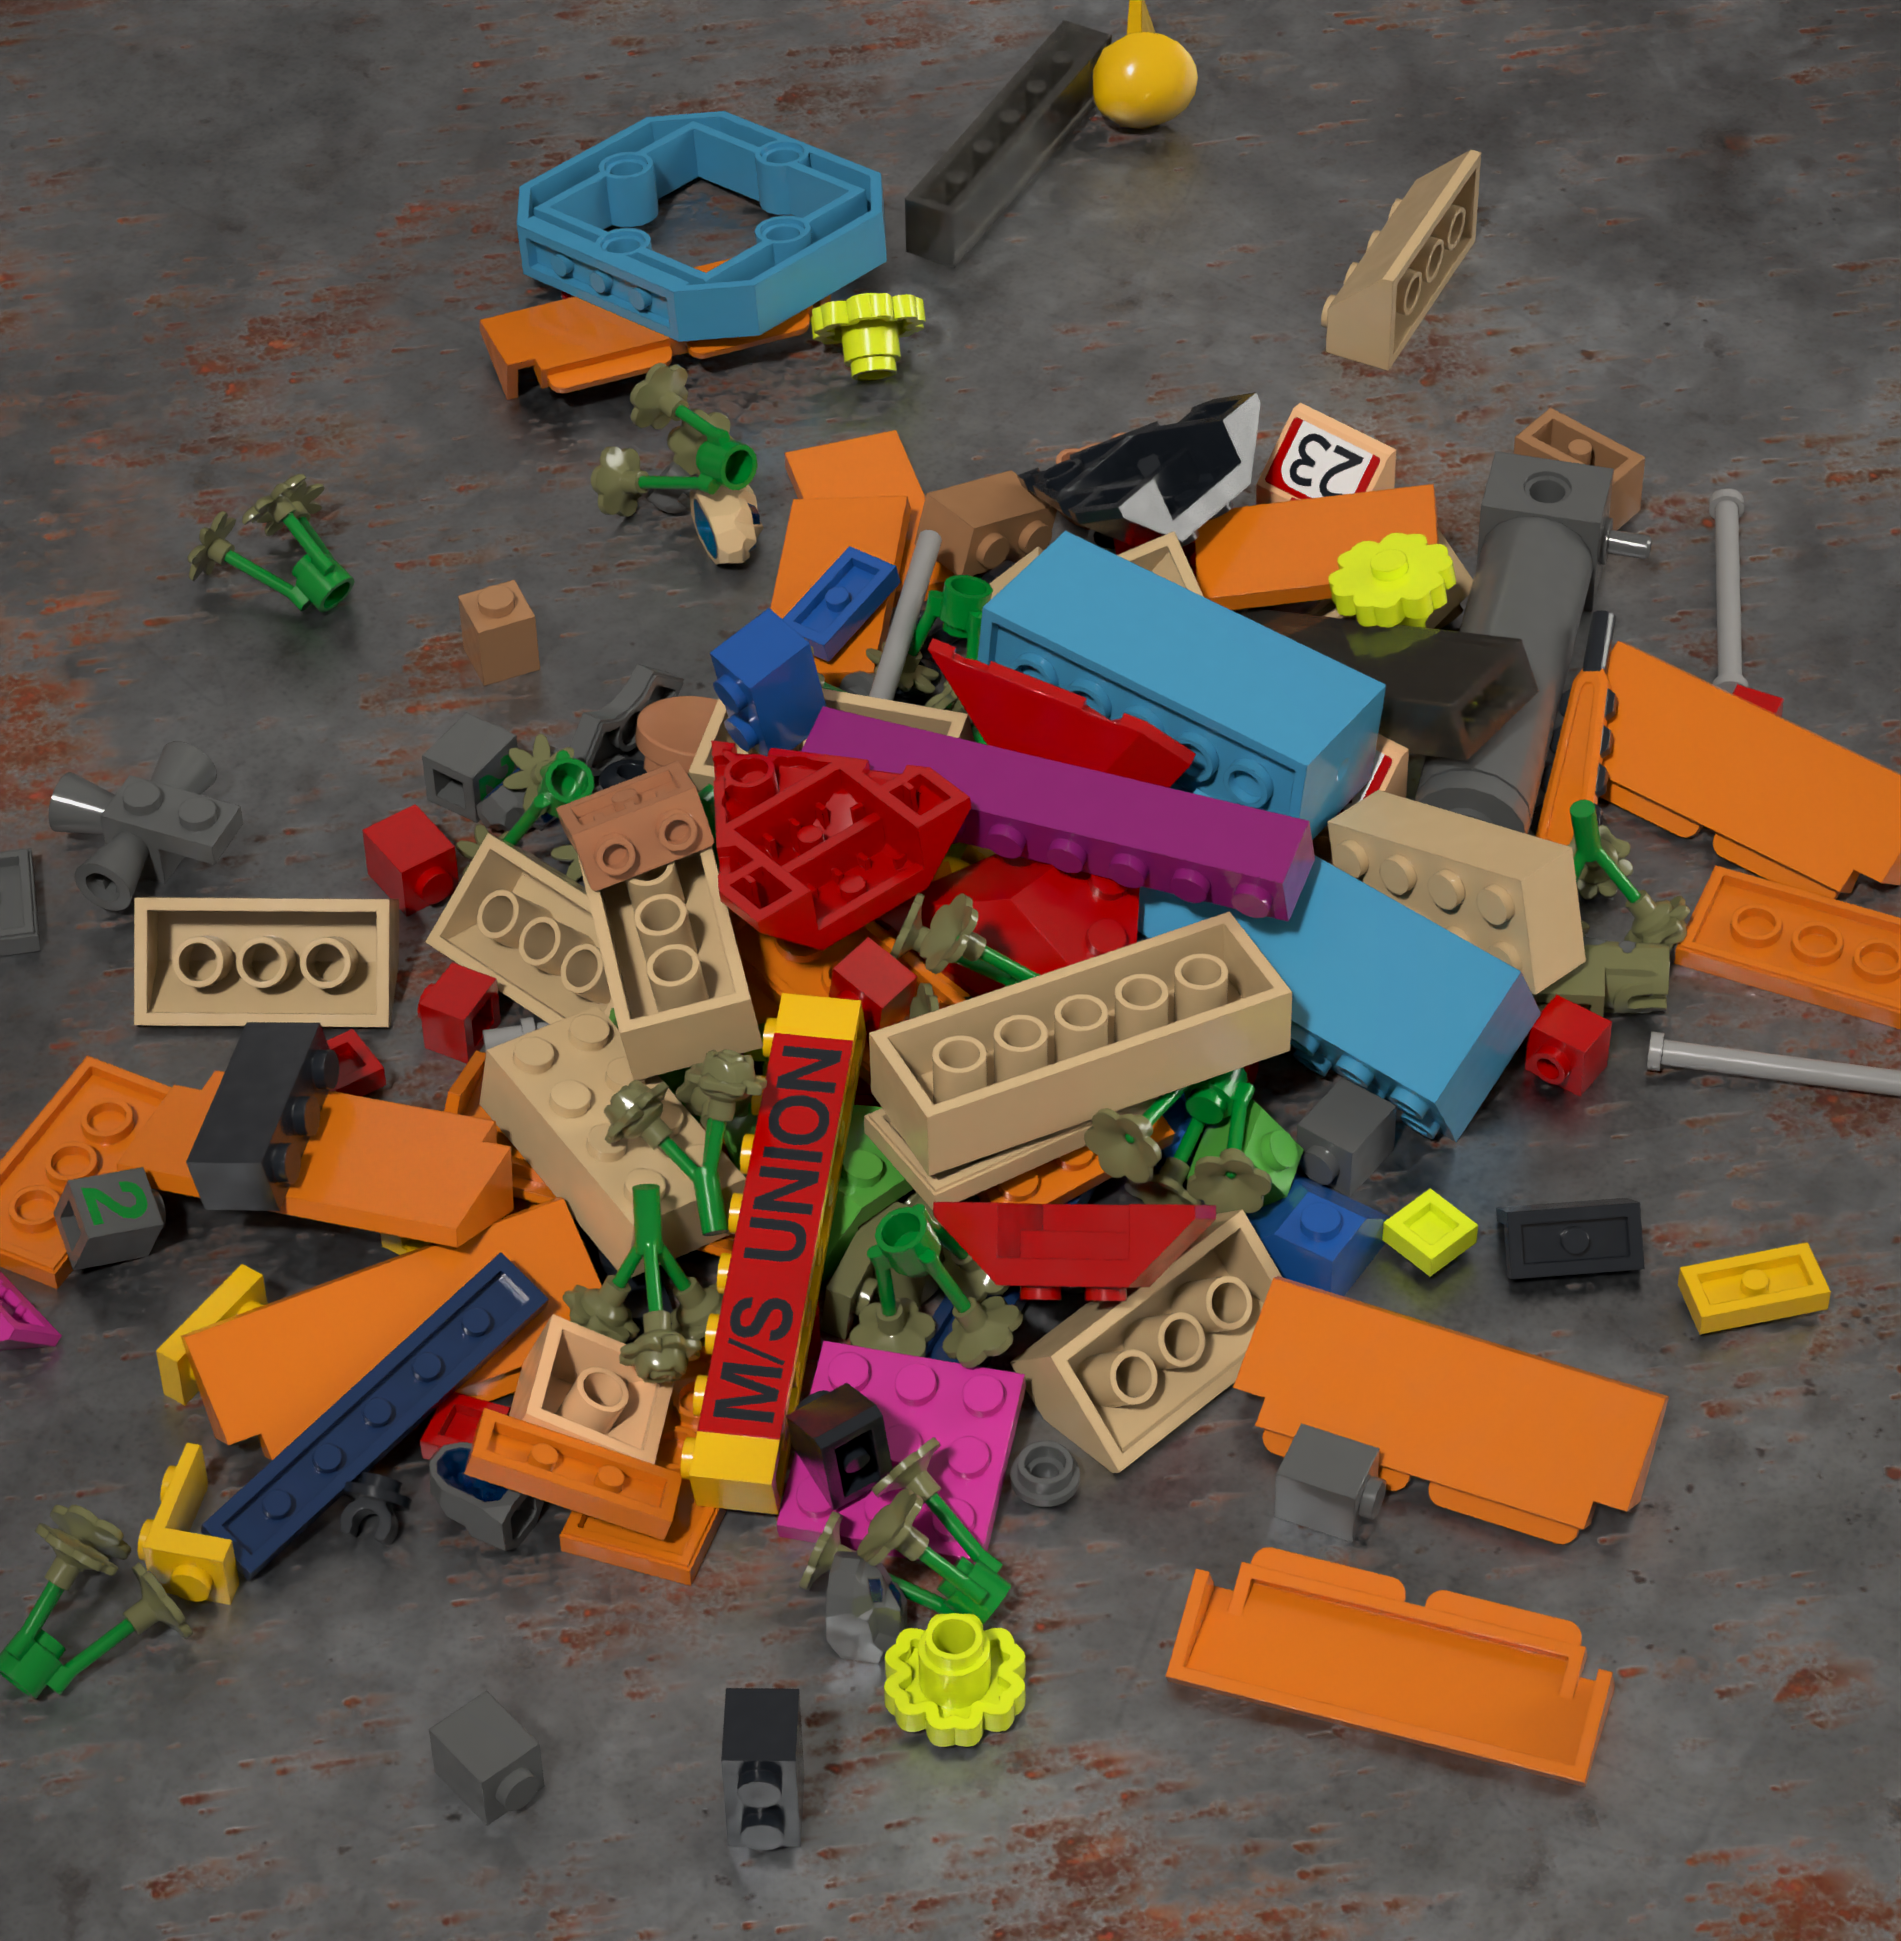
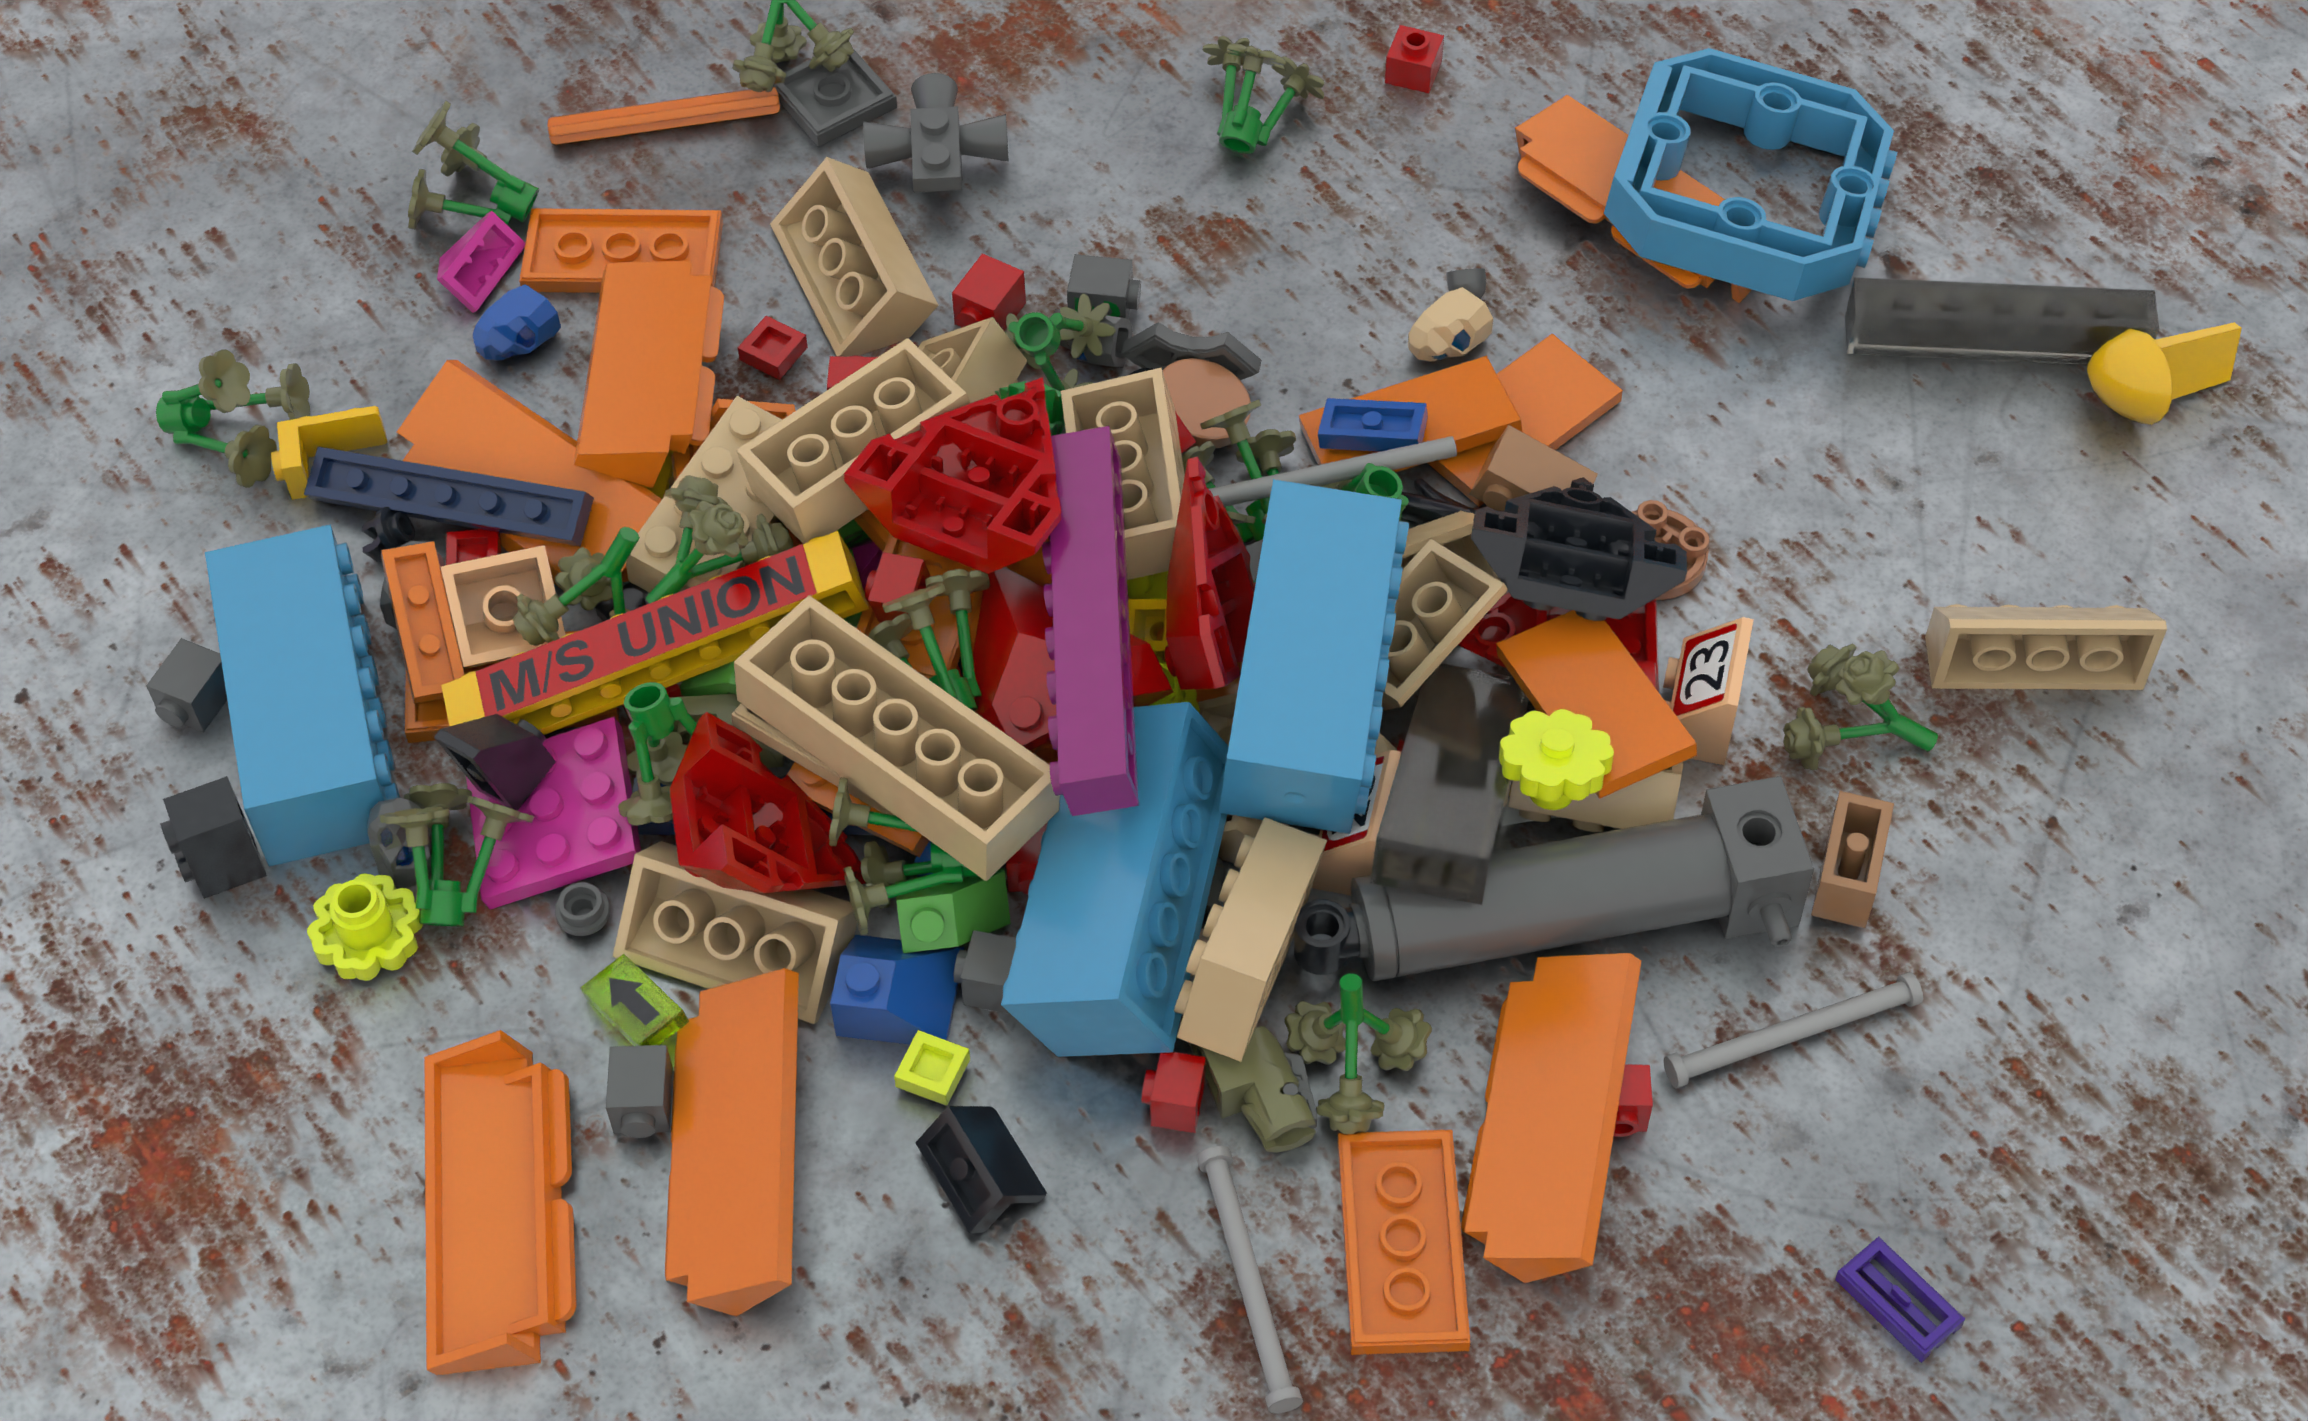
camera: 65 degrees right, 10 degrees up
(109, 1218) = (563, 281): dark grey brick -> none
(133, 1287) = (515, 324): none -> blue rock
(236, 1295) = (519, 380): yellow plate -> none
(263, 1116) = (645, 309): black brick -> none
(325, 418) = (1414, 59): none -> red plate
(499, 632) = (1242, 247): medium nougat brick -> none
(585, 1622) = (300, 692): none -> dark azure brick
(636, 825) = (909, 362): nougat bracket -> none
(699, 446) = (1455, 250): olive plant -> none
(767, 685) = (1113, 384): blue brick -> none
(869, 330) = (1707, 325): neon yellow plant -> none
(1210, 1456) = (634, 1003): none -> clear neon green tile
(1404, 368) = (1860, 679): none -> olive plant
(1580, 740) = (1517, 976): orange sword -> none
(1753, 1288) = (979, 1318): yellow plate -> none

